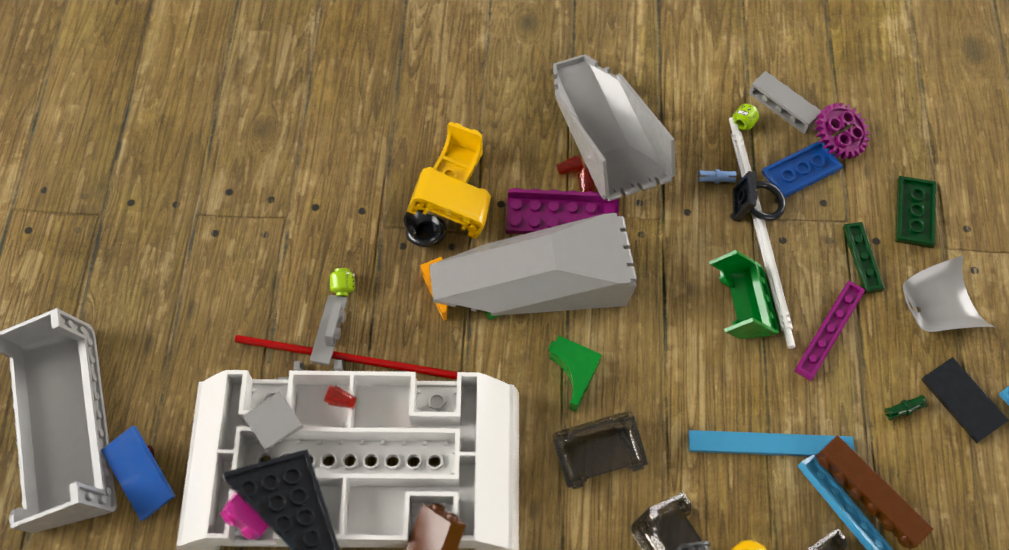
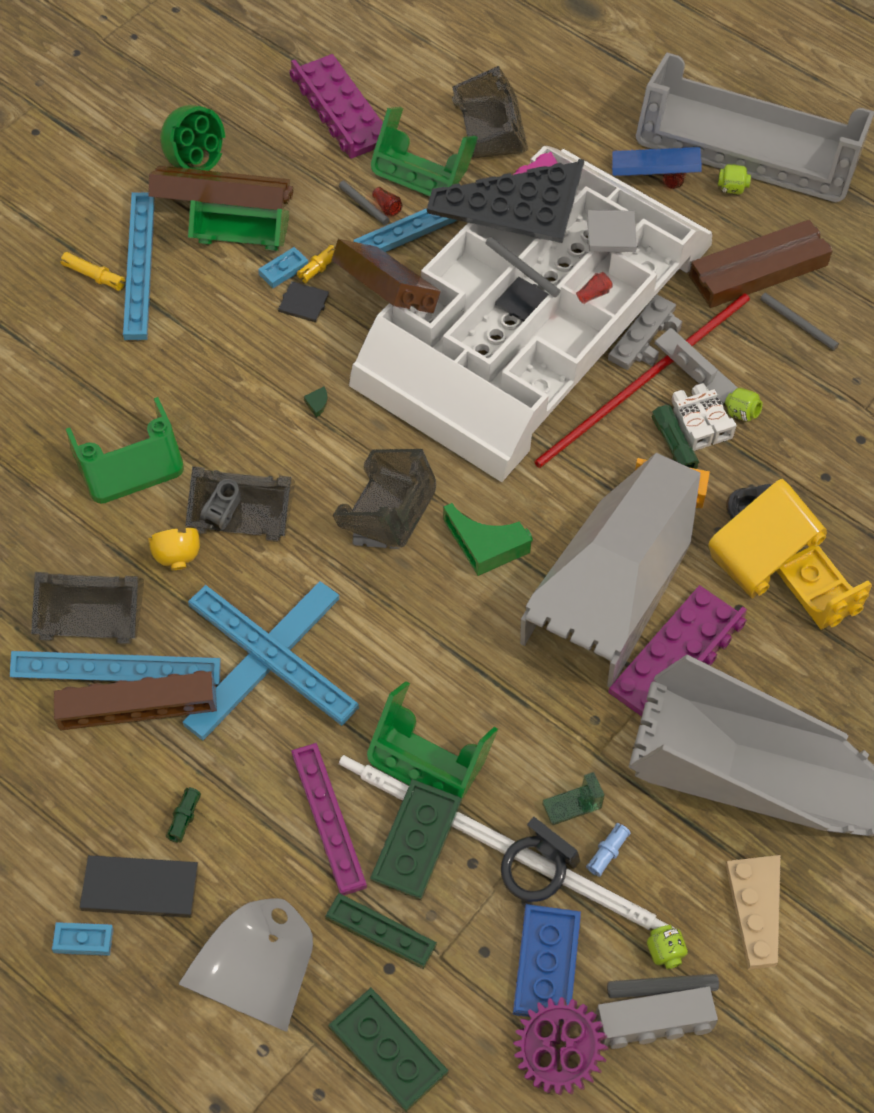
camera: 125 degrees right, 5 degrees down
(119, 409) = (734, 179): none -> lime head
(195, 340) = (760, 263): none -> reddish brown brick
(235, 294) = (799, 321): none -> dark grey bar
(352, 463) = (523, 267): none -> dark grey bar
(368, 459) = (521, 299): none -> black piece
(372, 301) = (702, 417): none -> white hips
(393, 318) = (668, 425): none -> dark green axle
(680, 96) = (756, 903): none -> tan wing
(705, 209) = (576, 801): none -> clear green bracket
(764, 111) = (659, 986): none -> dark grey axle
(766, 439) = (274, 655): none -> dark azure tile
(801, 271) = (416, 839): none -> dark green tile

